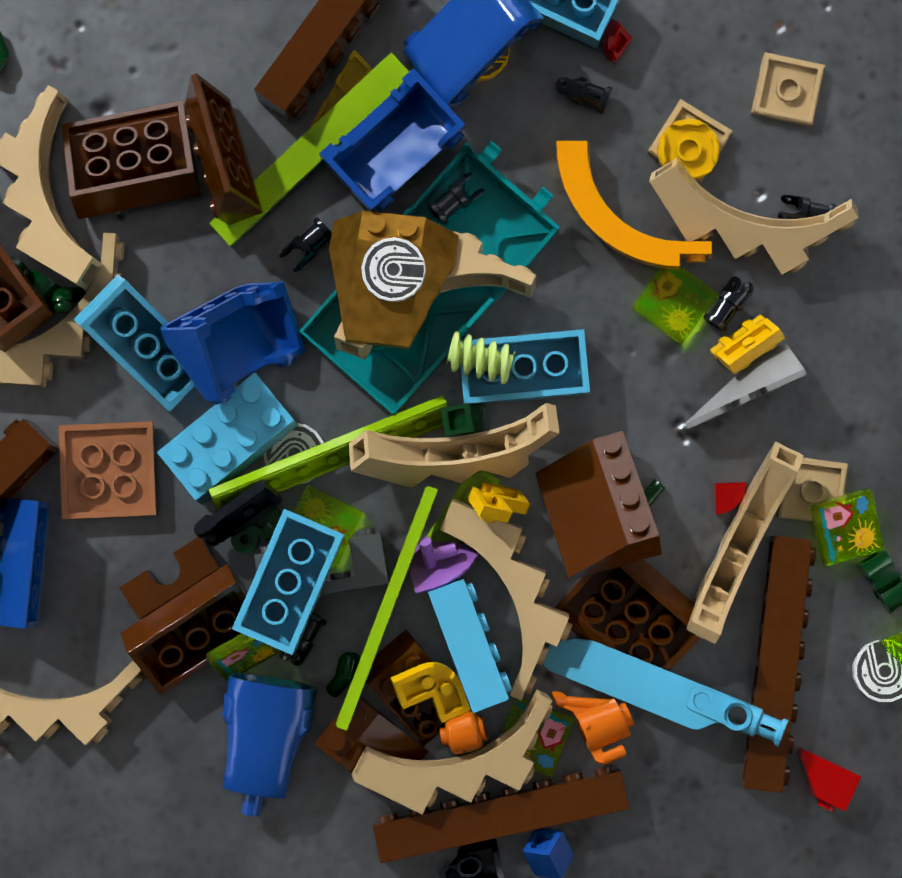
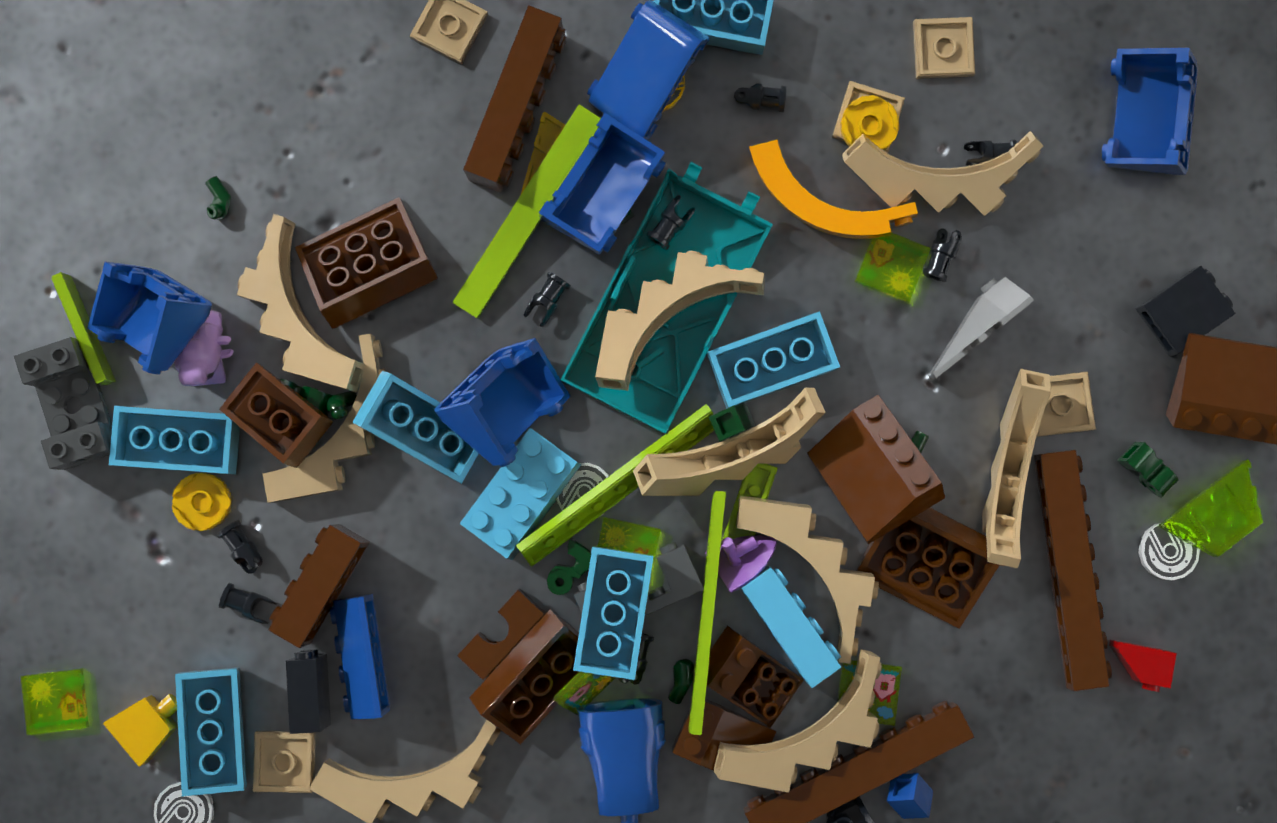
camera: 15 degrees left, 0 degrees up
(108, 470) = (418, 551): nougat plate -> none
(221, 152) = (447, 235): reddish brown slope -> none
(238, 513) = (548, 560): black hinge -> none
(363, 314) = (629, 307): pearl gold wedge -> none
(393, 269) = (635, 301): tile -> none
(434, 682) = (767, 668): yellow plate -> none
(464, 733) = (805, 706): orange head -> none
(480, 358) = (733, 361): yellowish green piece -> none
(497, 502) = (782, 489): yellow plate -> none
(600, 724) = (926, 666): orange piece -> none
(615, 40) = (777, 43): red tile -> none
(655, 688) = (970, 621): medium azure piece -> none
(728, 496) = (987, 429): red tile -> none
(747, 343) = (969, 286): yellow plate -> none
(847, 527) = (1102, 429): clear neon green tile -> none

